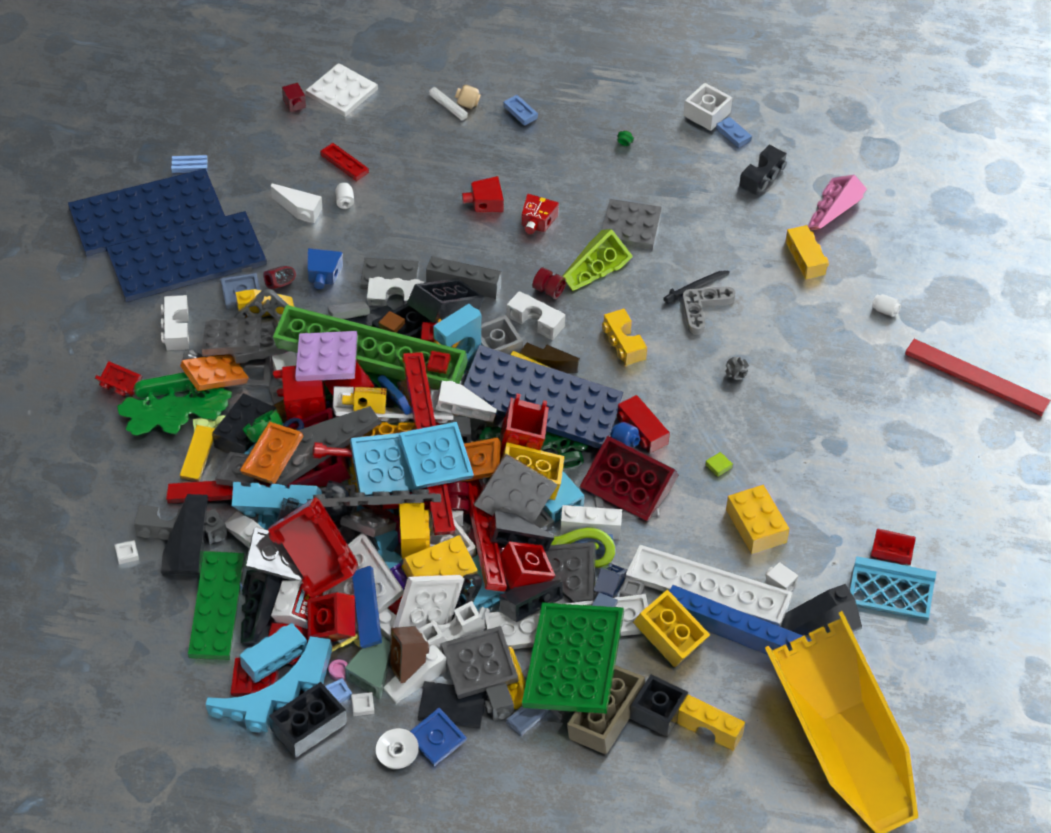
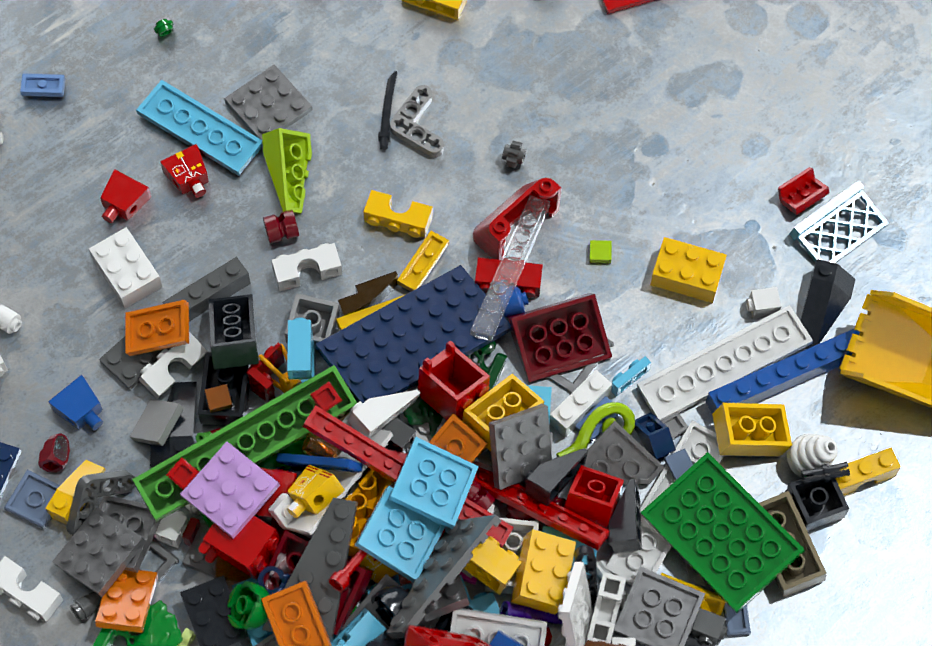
camera: 50 degrees left, 15 degrees up
(314, 324) = (182, 473): none -> red tile
(409, 263) = (157, 328): none -> orange plate
(438, 228) = (125, 267): none -> white brick
(575, 200) = (199, 125): none -> medium azure plate
(607, 372) = (423, 261): none -> yellow plate
(634, 537) = (635, 372): none -> medium azure plate
(646, 414) = (510, 268): none -> clear plate
(678, 687) = (825, 473): none -> black pin
(690, 391) = (496, 227): none -> red windscreen
(690, 676) = (811, 452): none -> white piece

